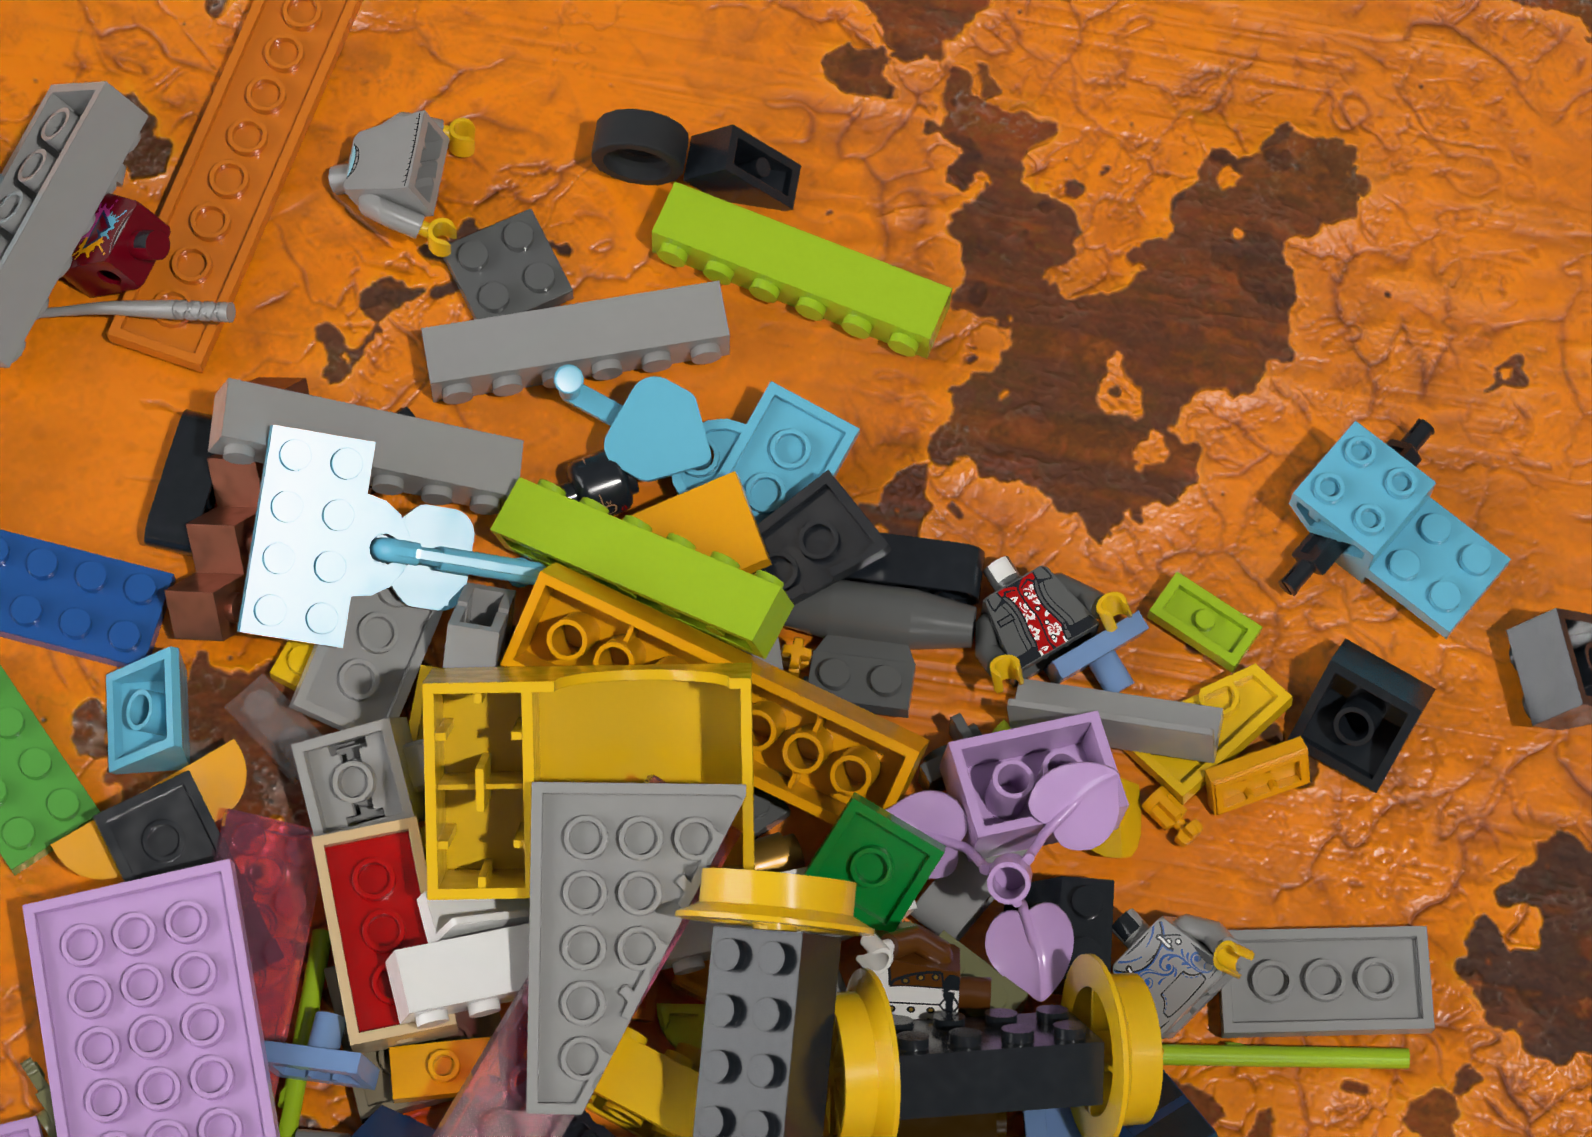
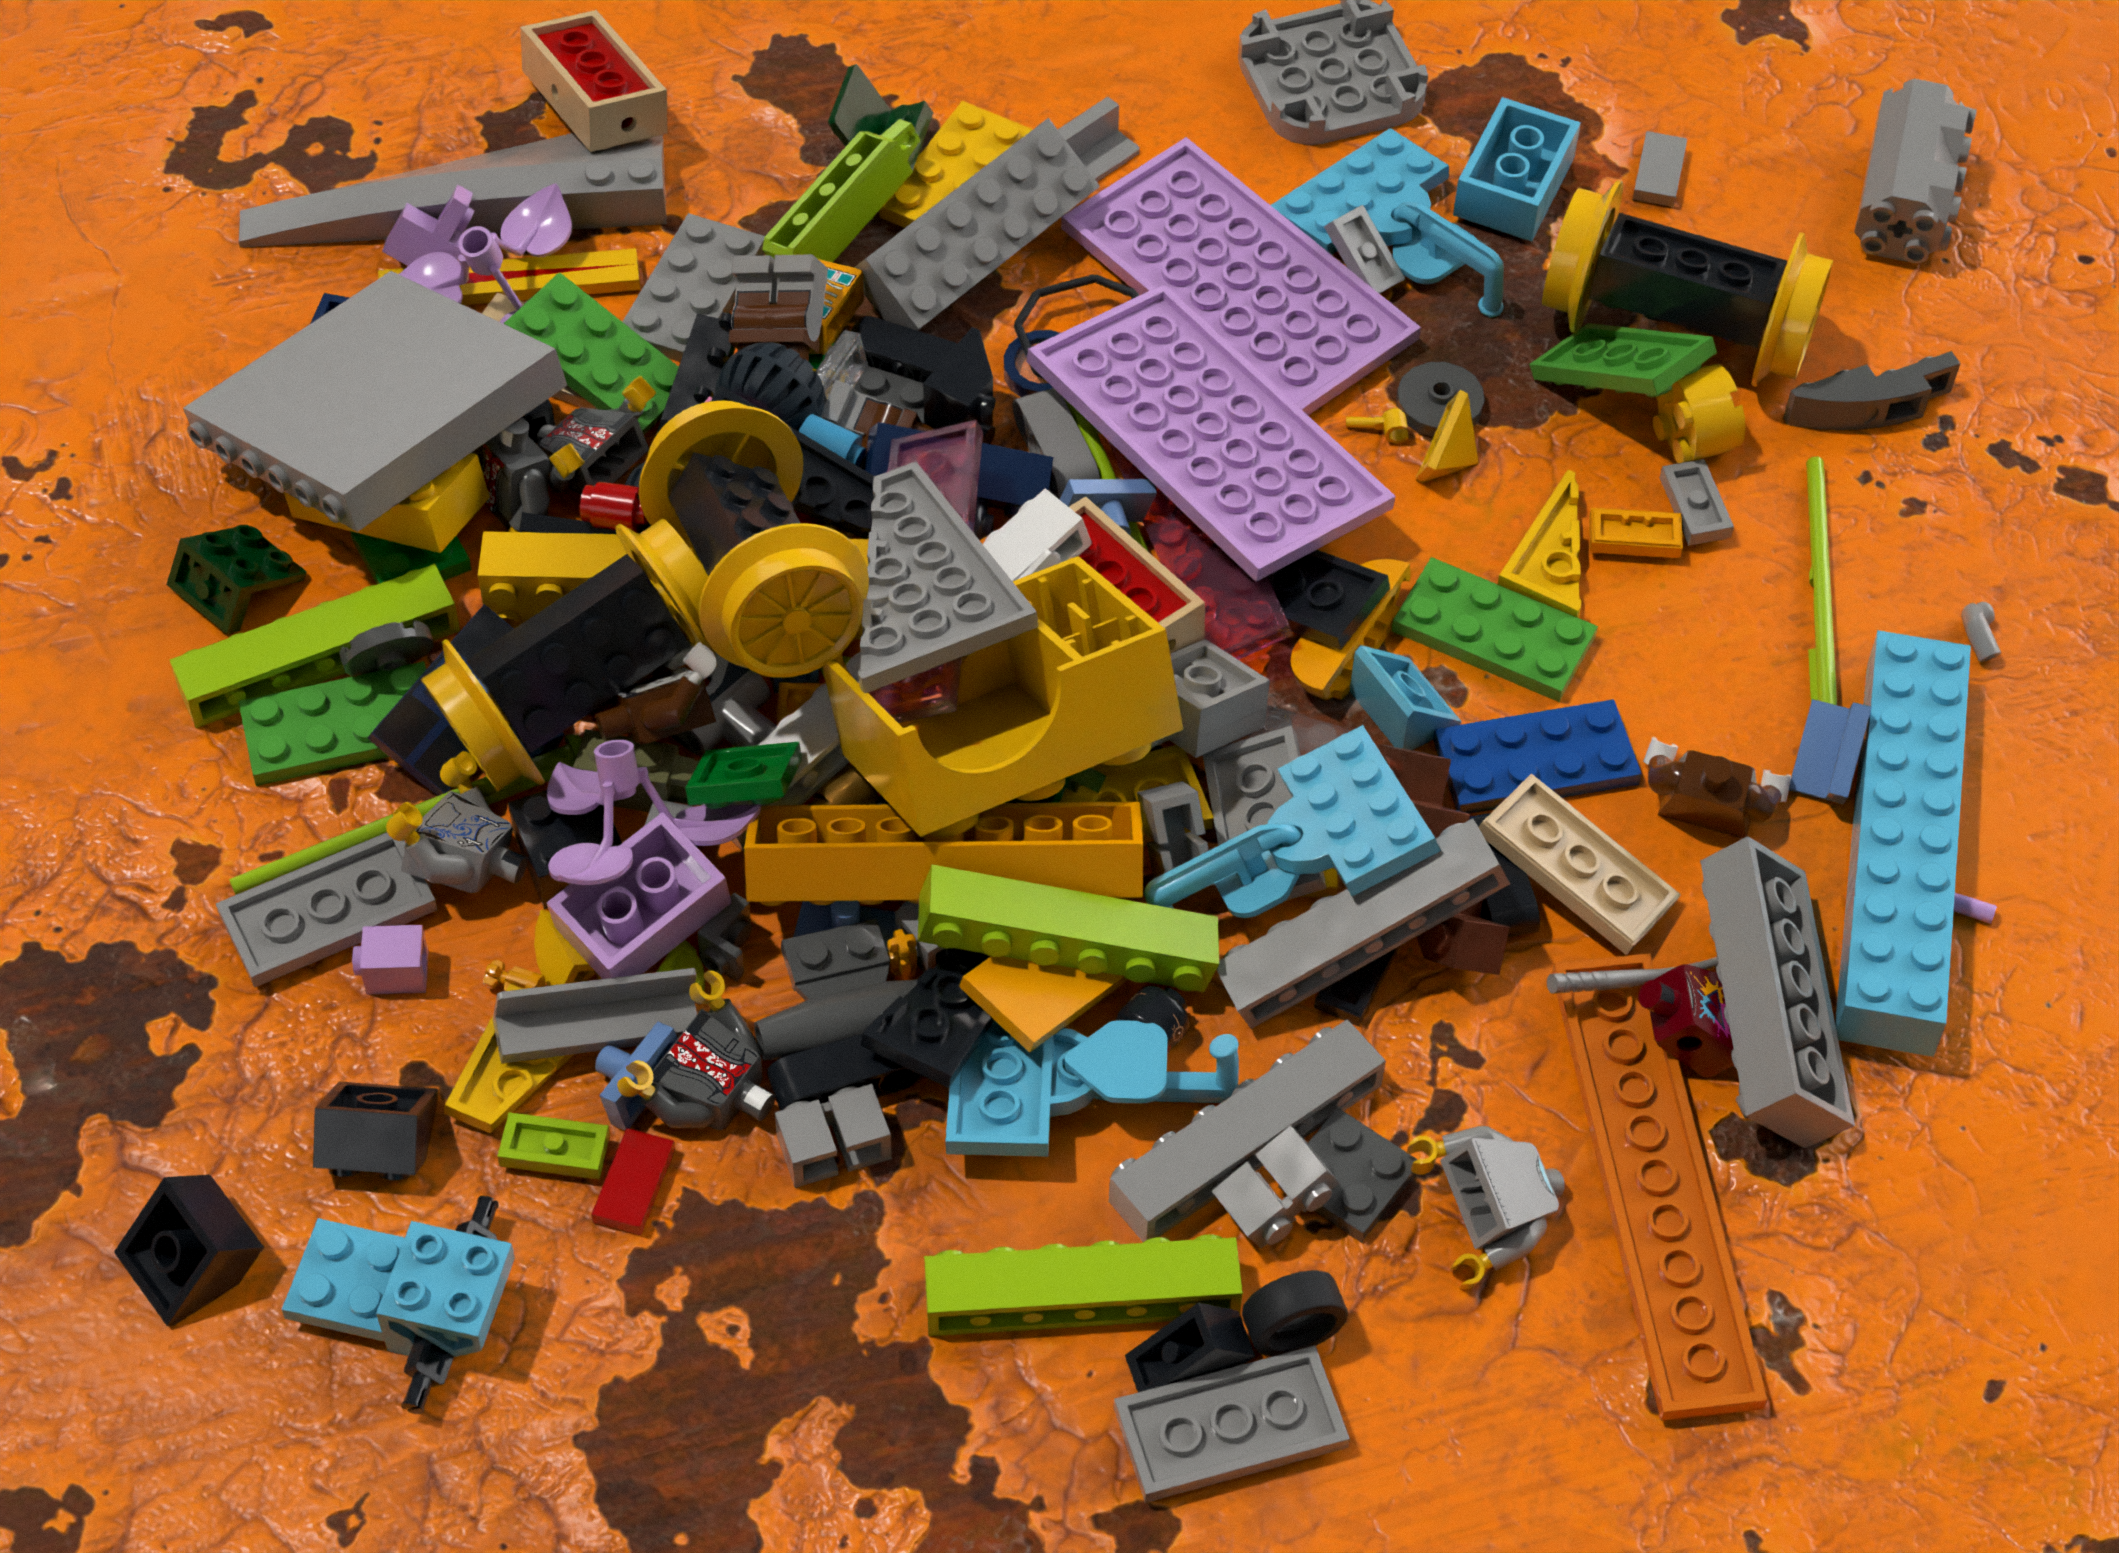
camera: 155 degrees right, 15 degrees down
(111, 447) = (1578, 863): none -> tan tile
(603, 261) = (1258, 1207): none -> light grey piece
(772, 100) = (1230, 1423): none -> light grey plate
(974, 510) = (856, 1125): none -> light grey piece
(1146, 558) = (633, 1181): none -> red tile
(1257, 776) = (451, 1037): light orange plate -> none
(1283, 886) = (392, 959): none -> lavender brick

